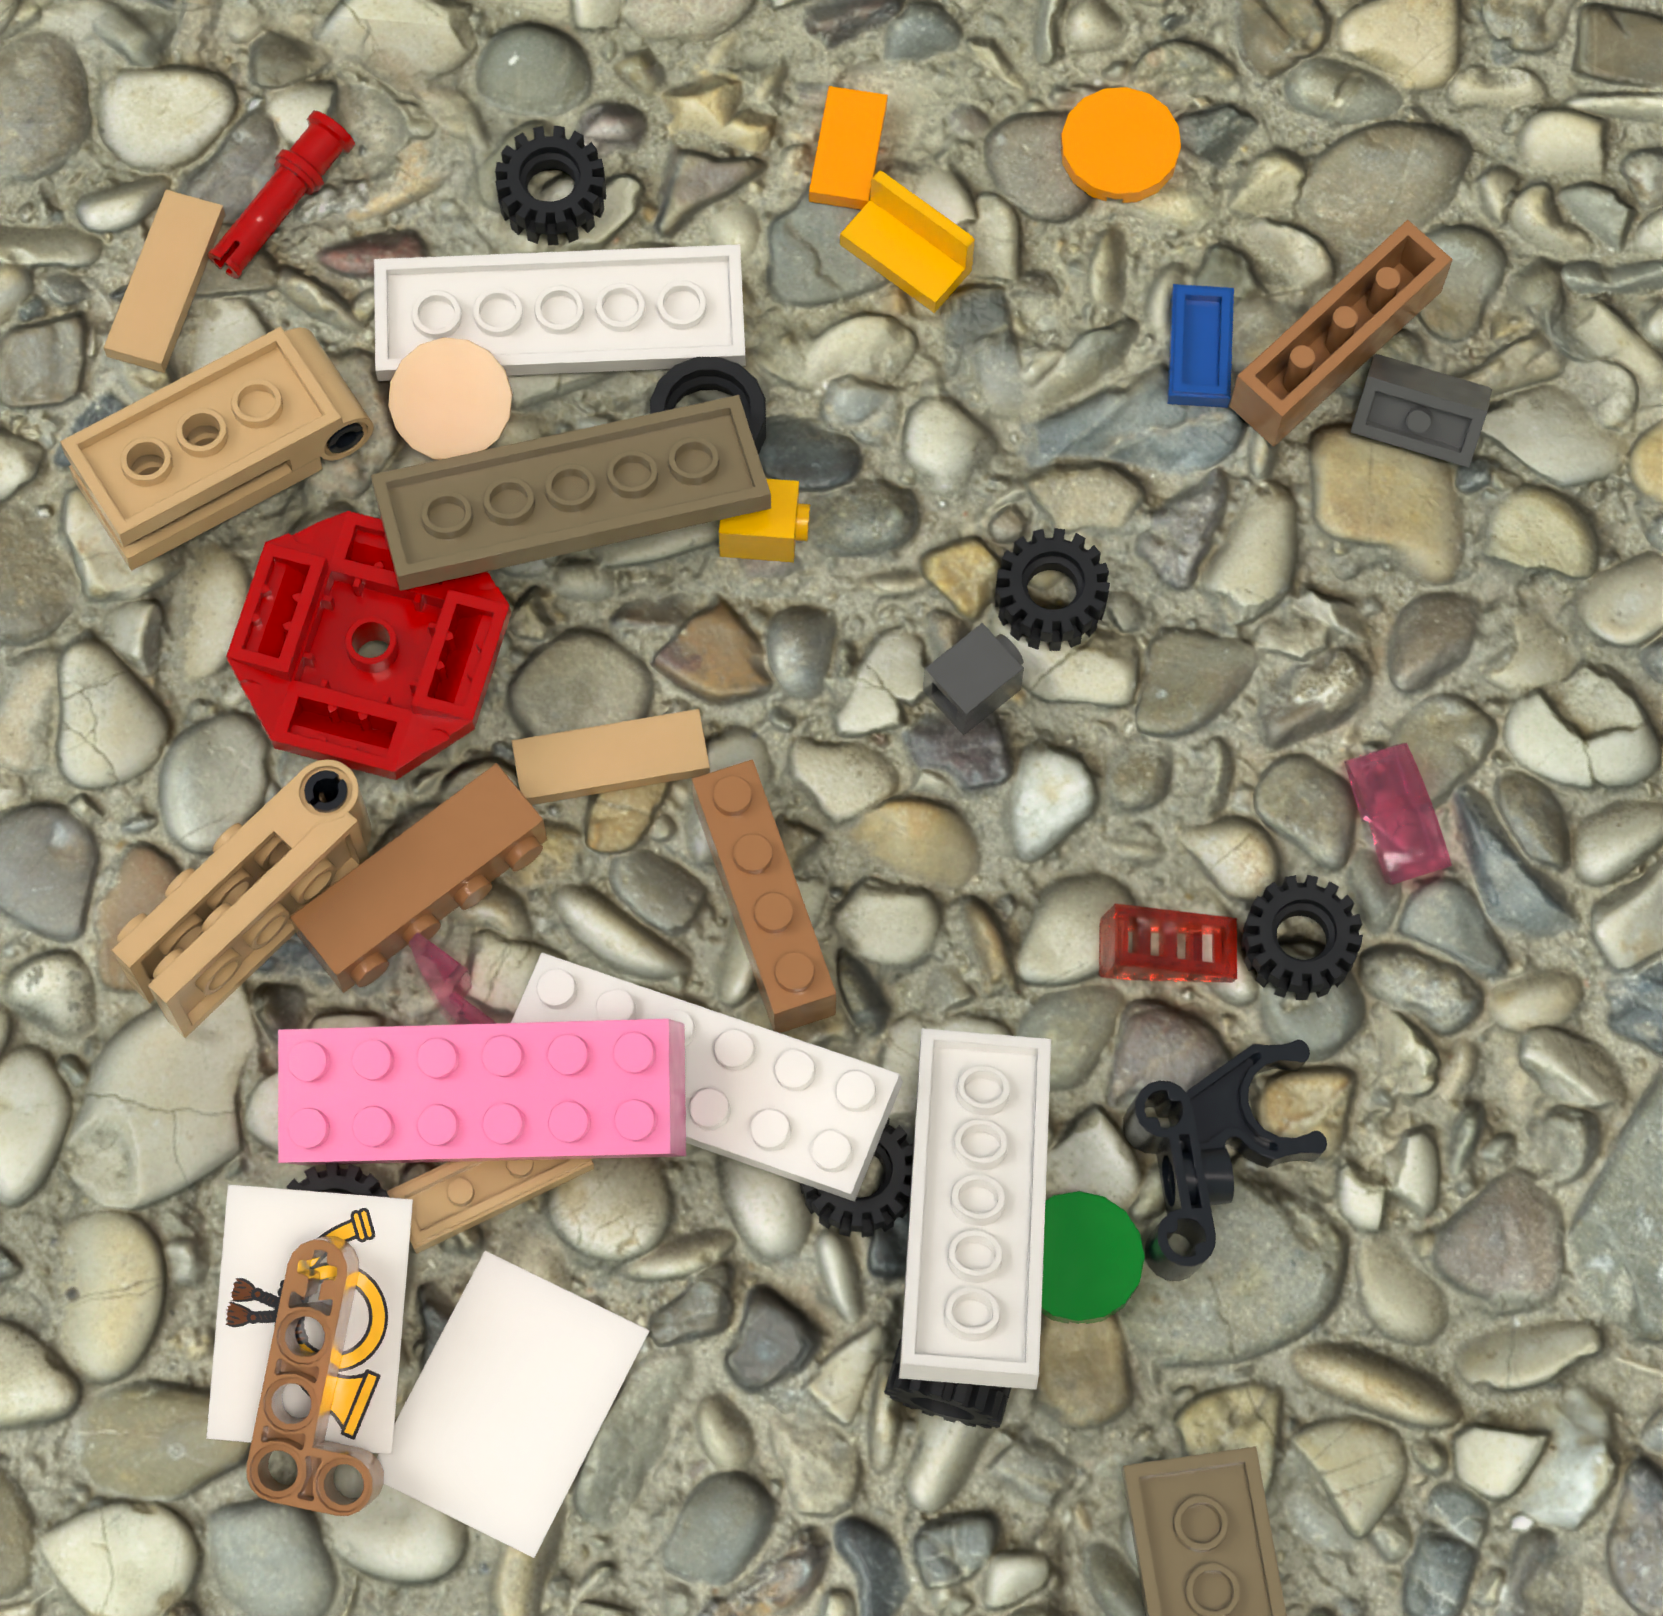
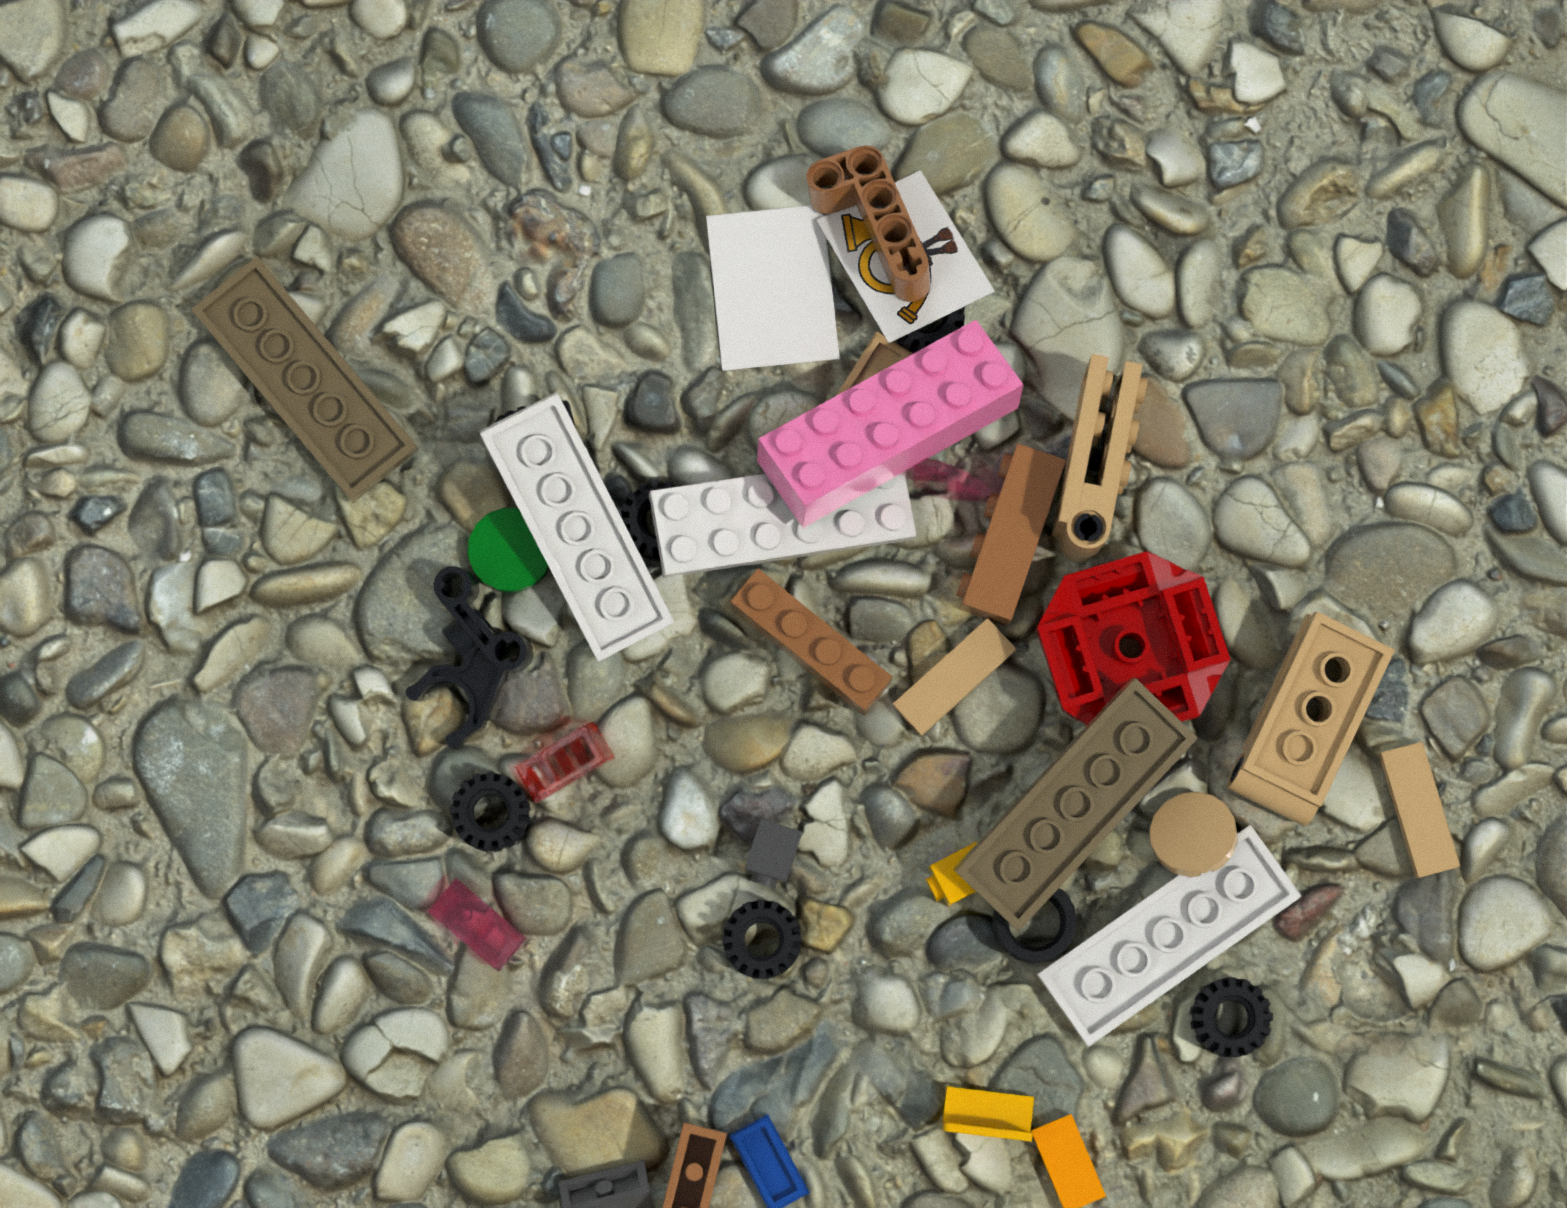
camera: 150 degrees right, 10 degrees up
(297, 173) = (1388, 927): red pin -> none

